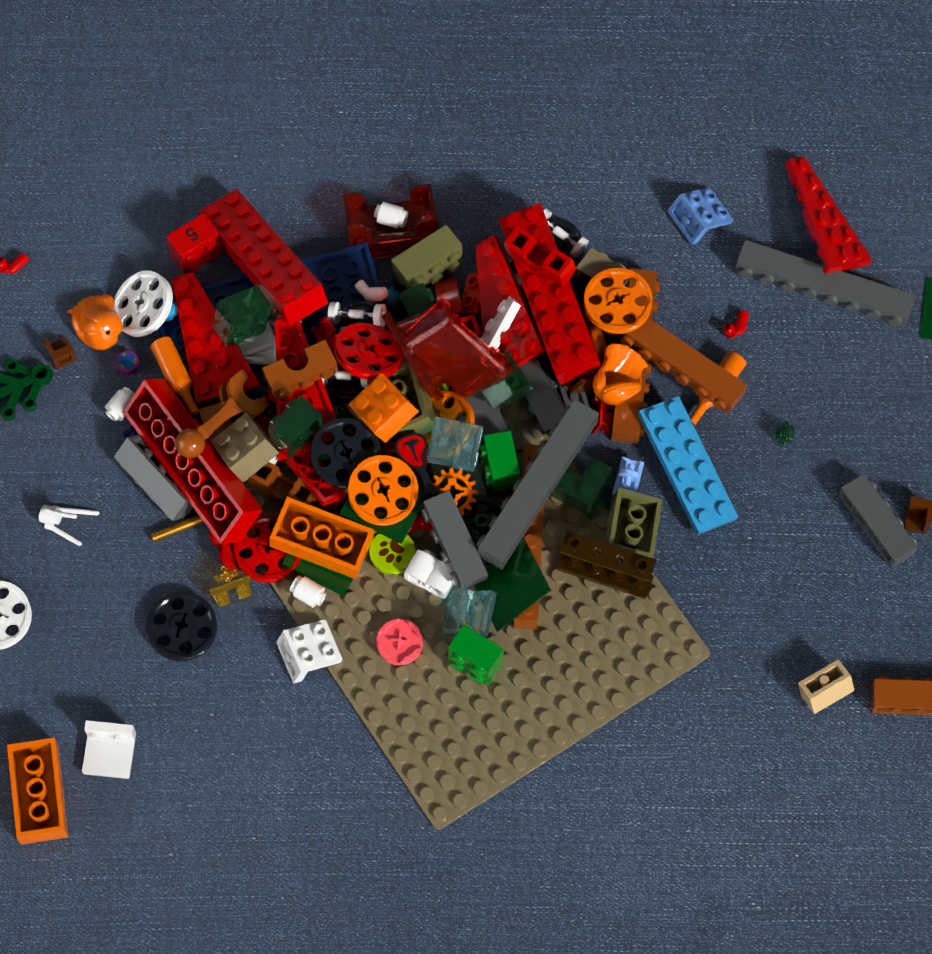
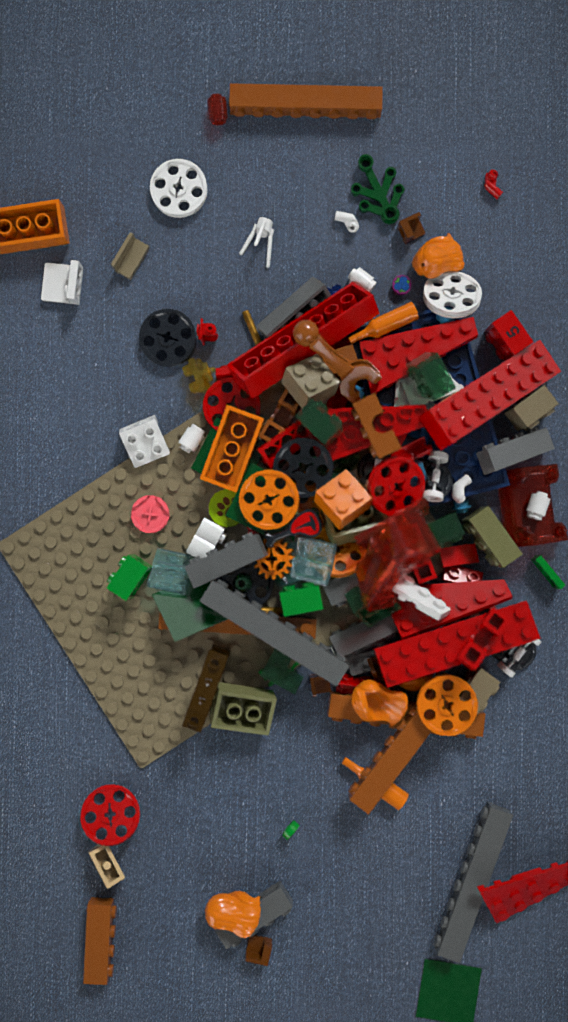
camera: 90 degrees right, 20 degrees up
(46, 420) = (349, 221): none -> white arm
(80, 670) = (129, 256): none -> dark tan panel
(177, 576) = (206, 332): none -> red hinge
(281, 217) = (531, 408): none -> dark tan brick
(327, 236) = (514, 451): none -> dark grey brick
(467, 206) = (547, 572): none -> green tile
(602, 449) = (319, 685): none -> reddish brown panel
(628, 475) = (291, 705): light blue hips -> none
(687, 465) = (303, 756): dark azure plate -> none
(698, 212) = (541, 773): medium blue bracket -> none
(737, 328) = (433, 803): red arm -> none
(758, 676) = (103, 822): none -> red wedge
(776, 480) = (290, 829): none -> green tile
(785, 433) = (333, 839): clear green plate -> none
(872, 538) = (233, 912): none -> orange piece

